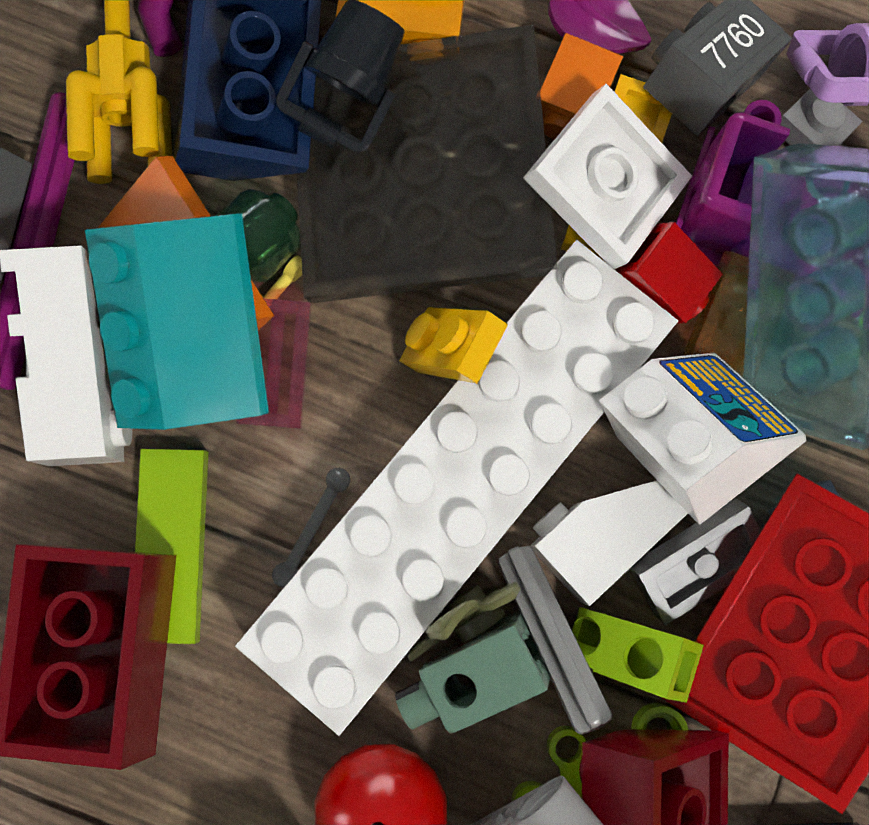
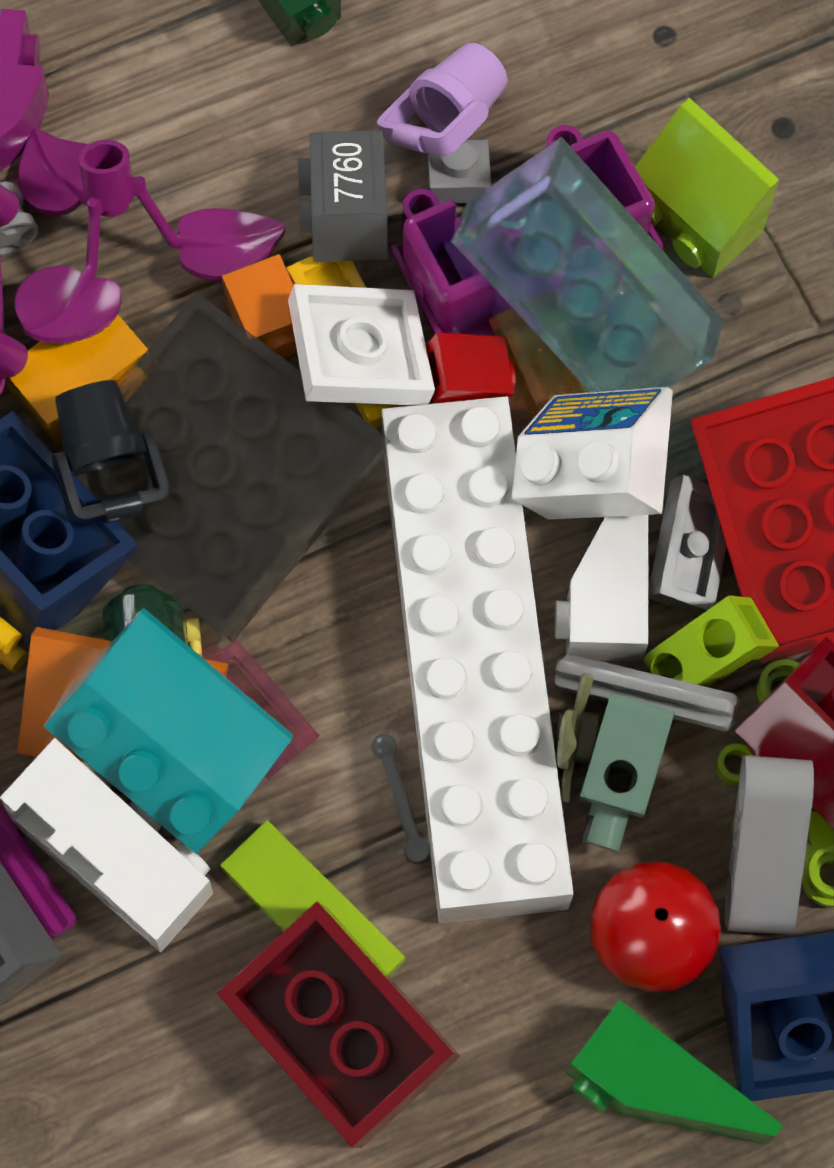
camera: 45 degrees left, 10 degrees down
(452, 343) = (369, 564): yellow plate -> none

